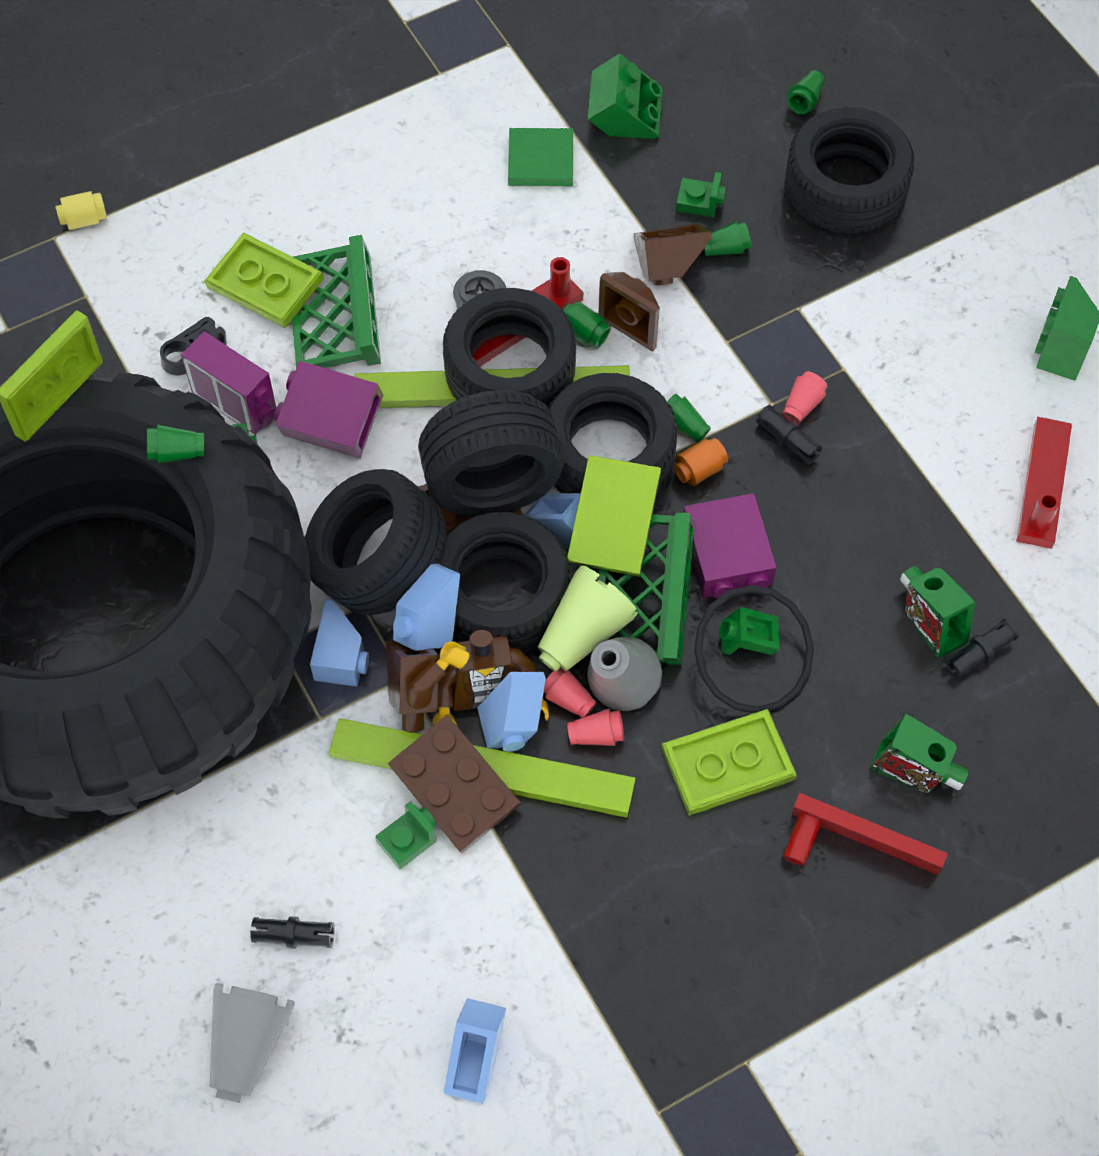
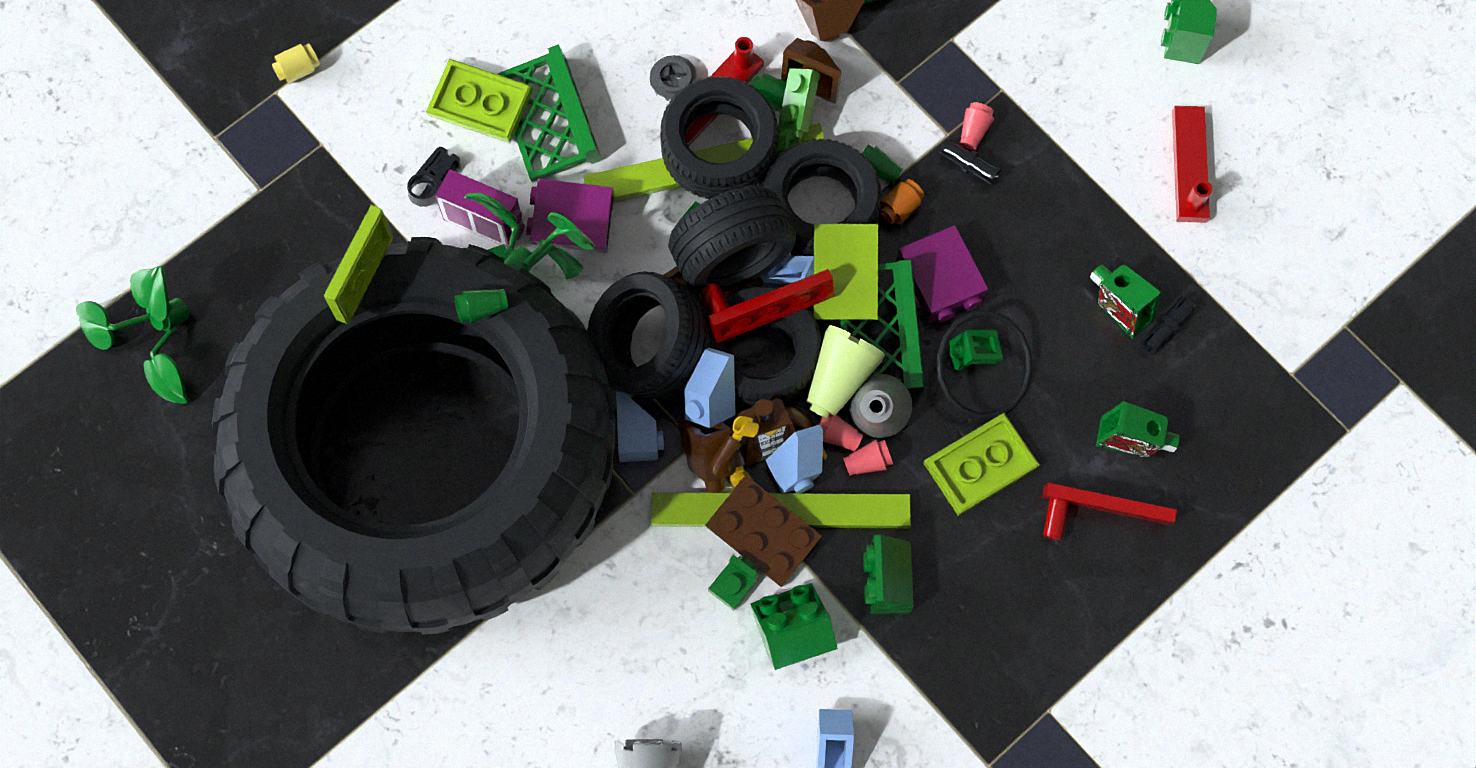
camera: 15 degrees left, 10 degrees up
(258, 431) = (523, 257): none -> green plant
(292, 932) = (661, 683): black pin -> none
(462, 898) = (794, 626): none -> green slope
(513, 532) = (758, 311): none -> red piece
(587, 862) = (890, 579): none -> green slope
(605, 337) = (797, 107): none -> bright green hinge

